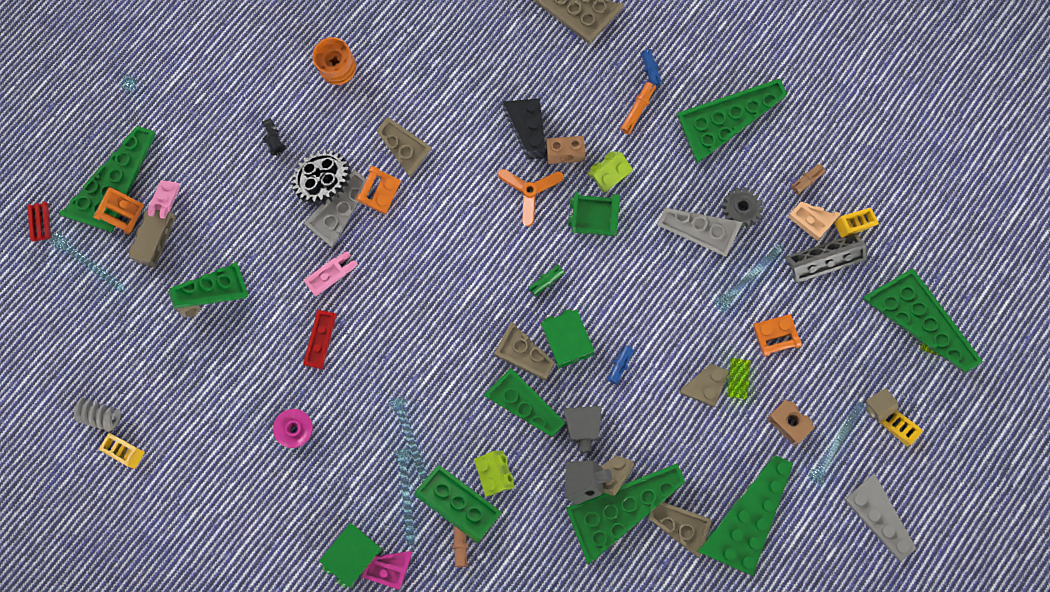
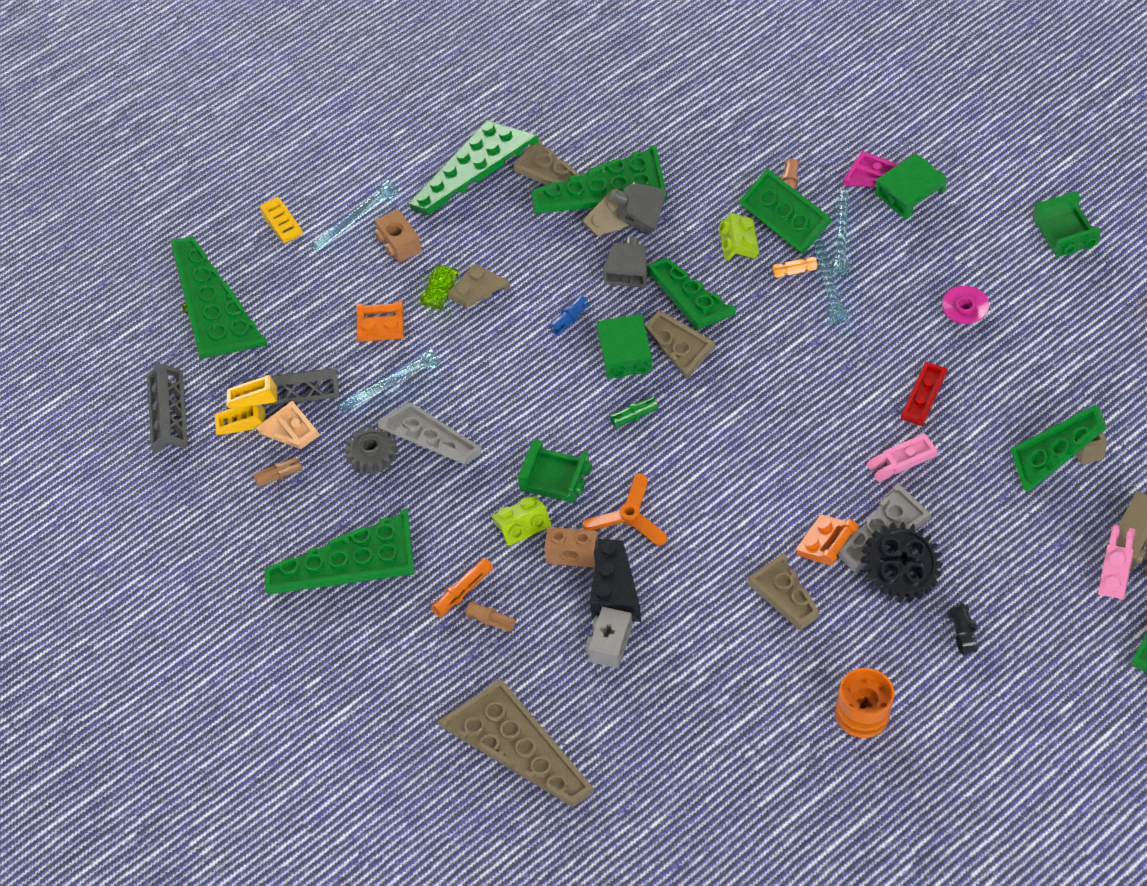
camera: 165 degrees left, 20 degrees down
(212, 532) = (1065, 224): none -> green panel
(441, 450) = (794, 267): none -> light orange axle
(522, 76) = (609, 637): none -> light grey brick
(610, 89) = (489, 616): none -> medium nougat axle
(651, 67) = (428, 635): blue pin -> none
(842, 237) = (252, 393): none -> yellow slope
(878, 513) = (337, 153): light grey wing -> none
(881, 405) = (293, 234): dark tan brick -> none
(926, 220) = (159, 405): none -> dark grey fence

